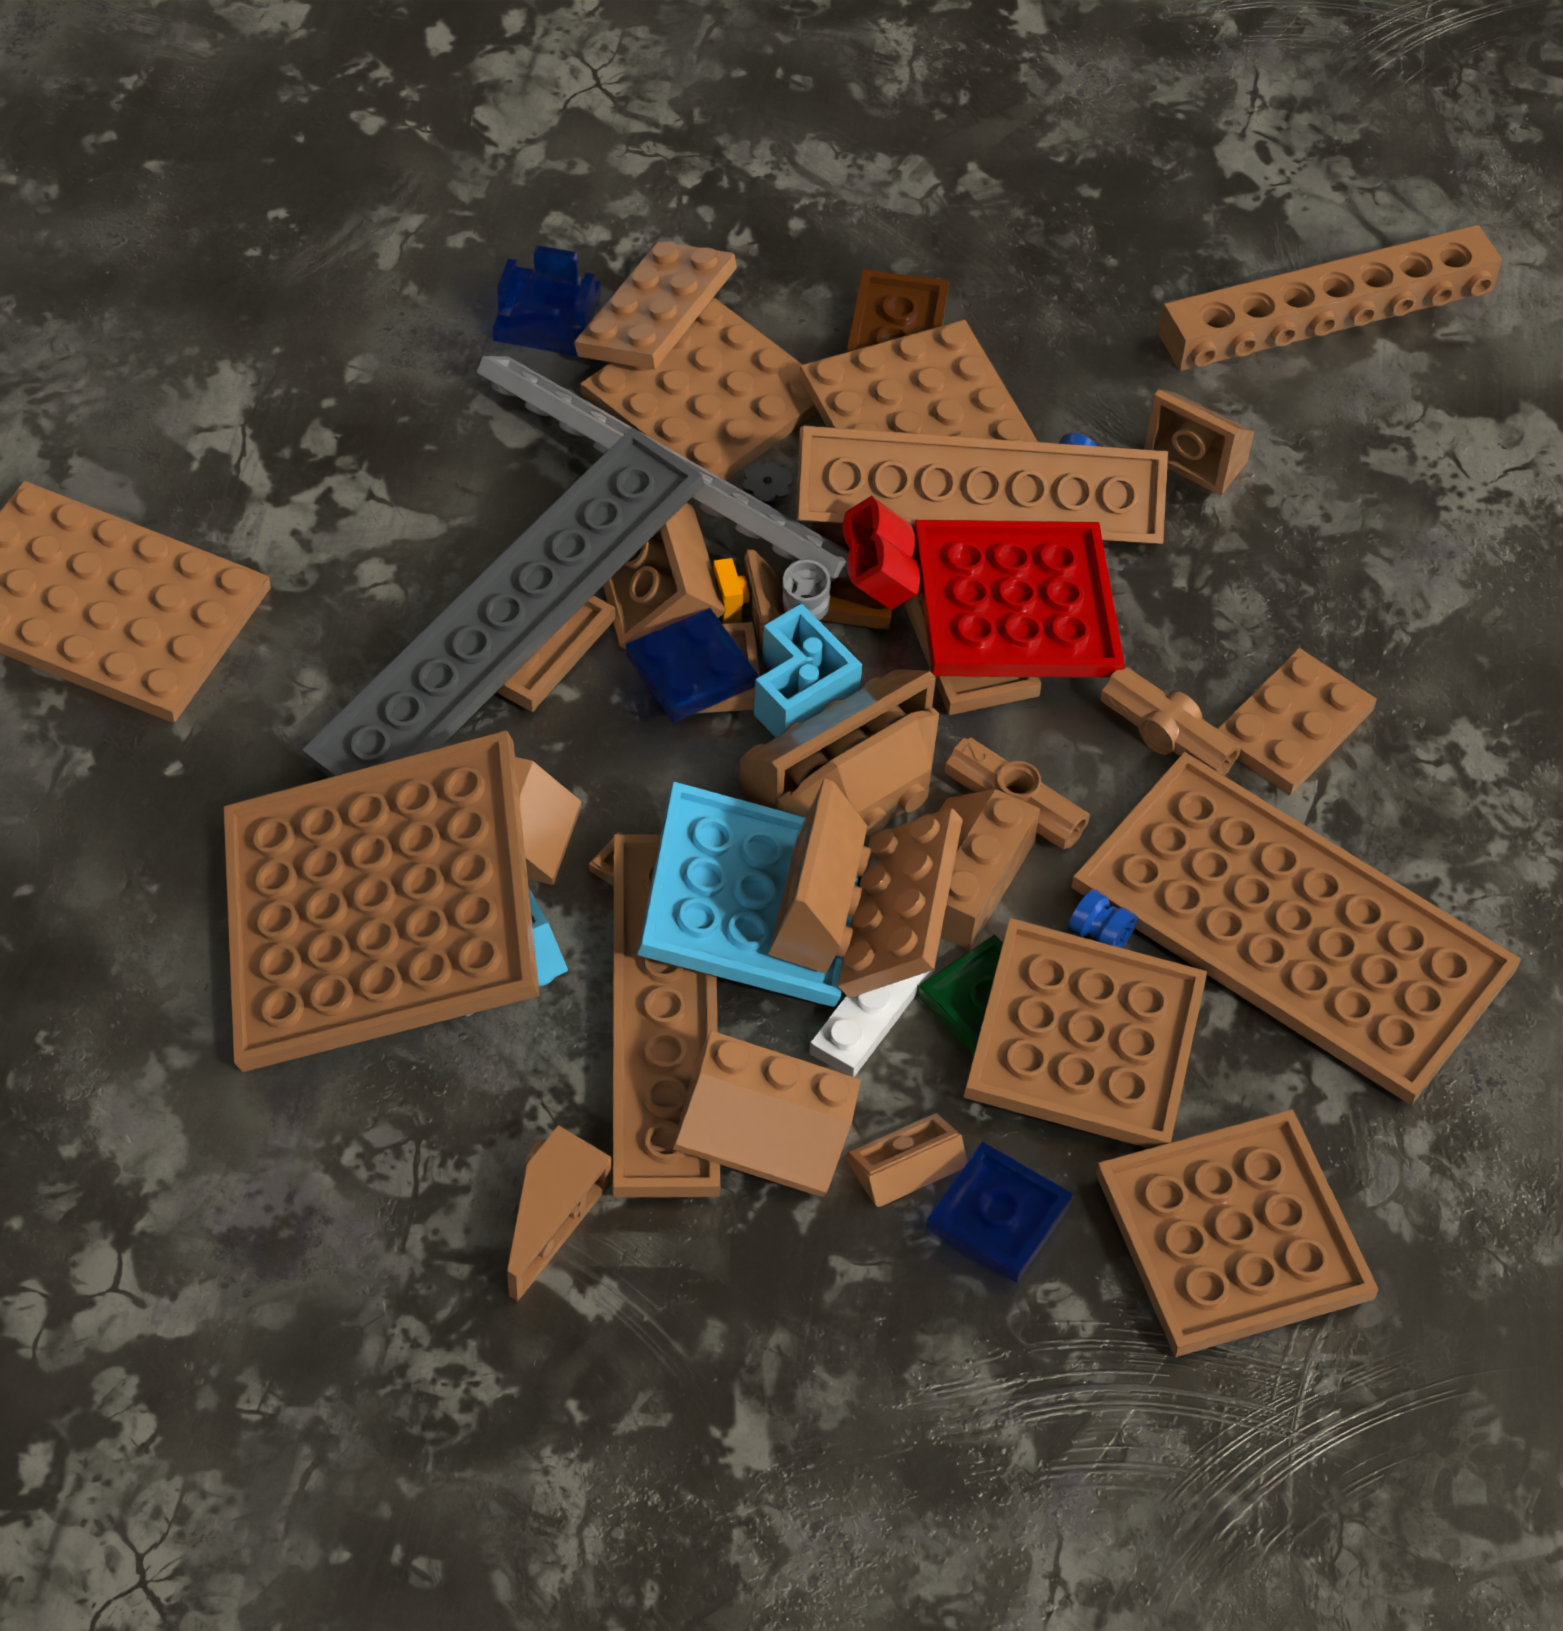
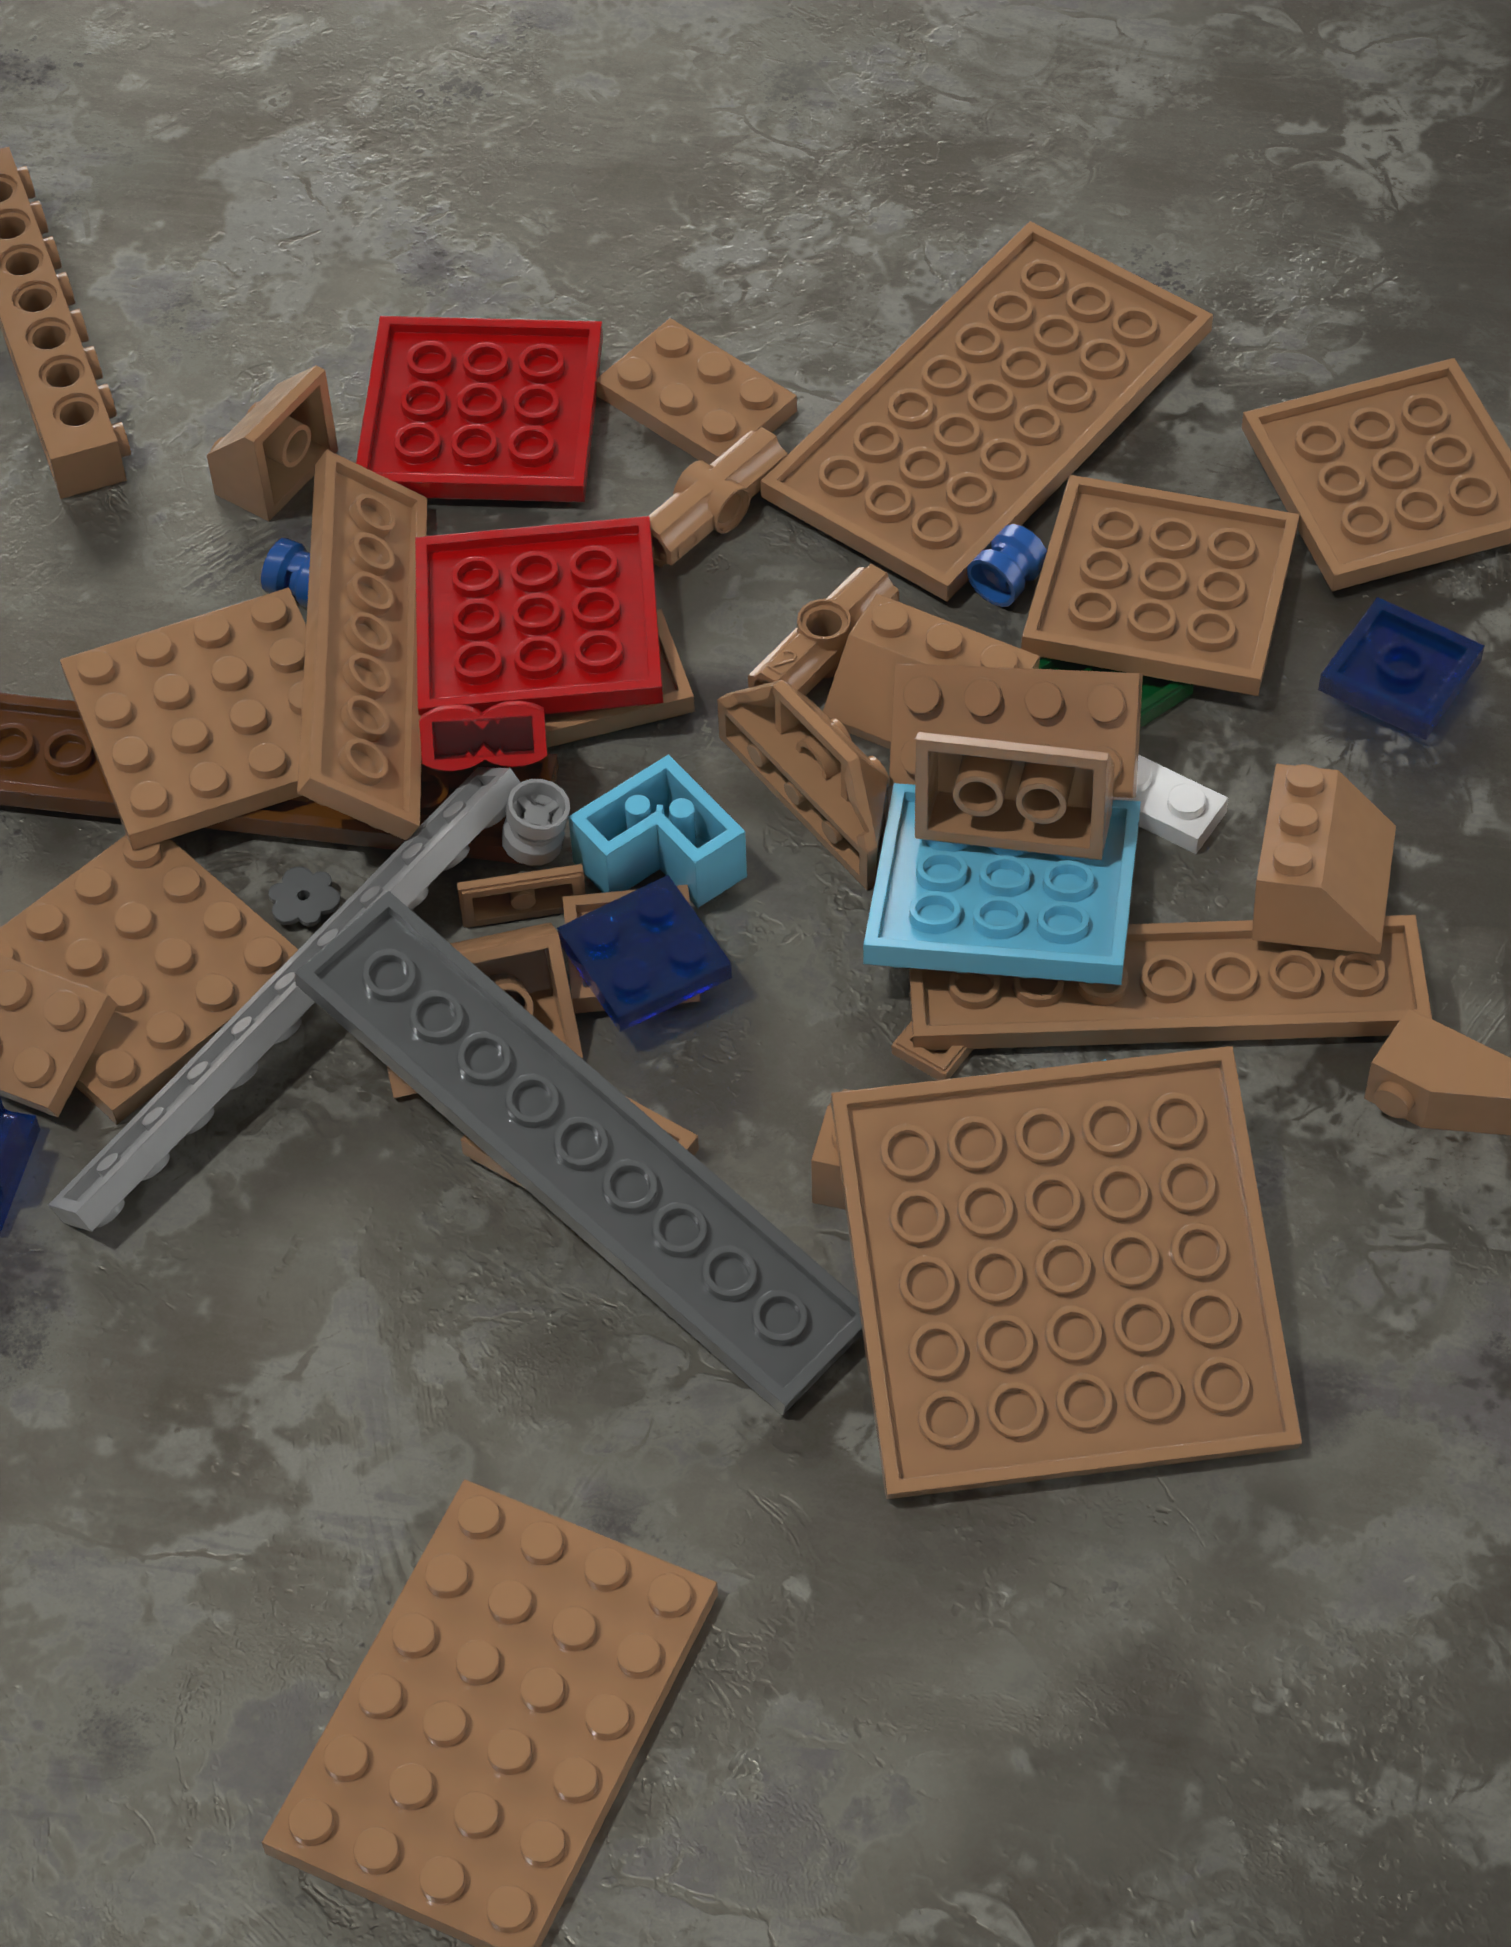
camera: 85 degrees left, 0 degrees up
(732, 590) = (504, 915): light orange plate -> none
(806, 746) = (797, 824): medium nougat slope -> none
(908, 1159) = (1321, 739): medium nougat slope -> none
(1261, 574) = (483, 407): none -> red plate

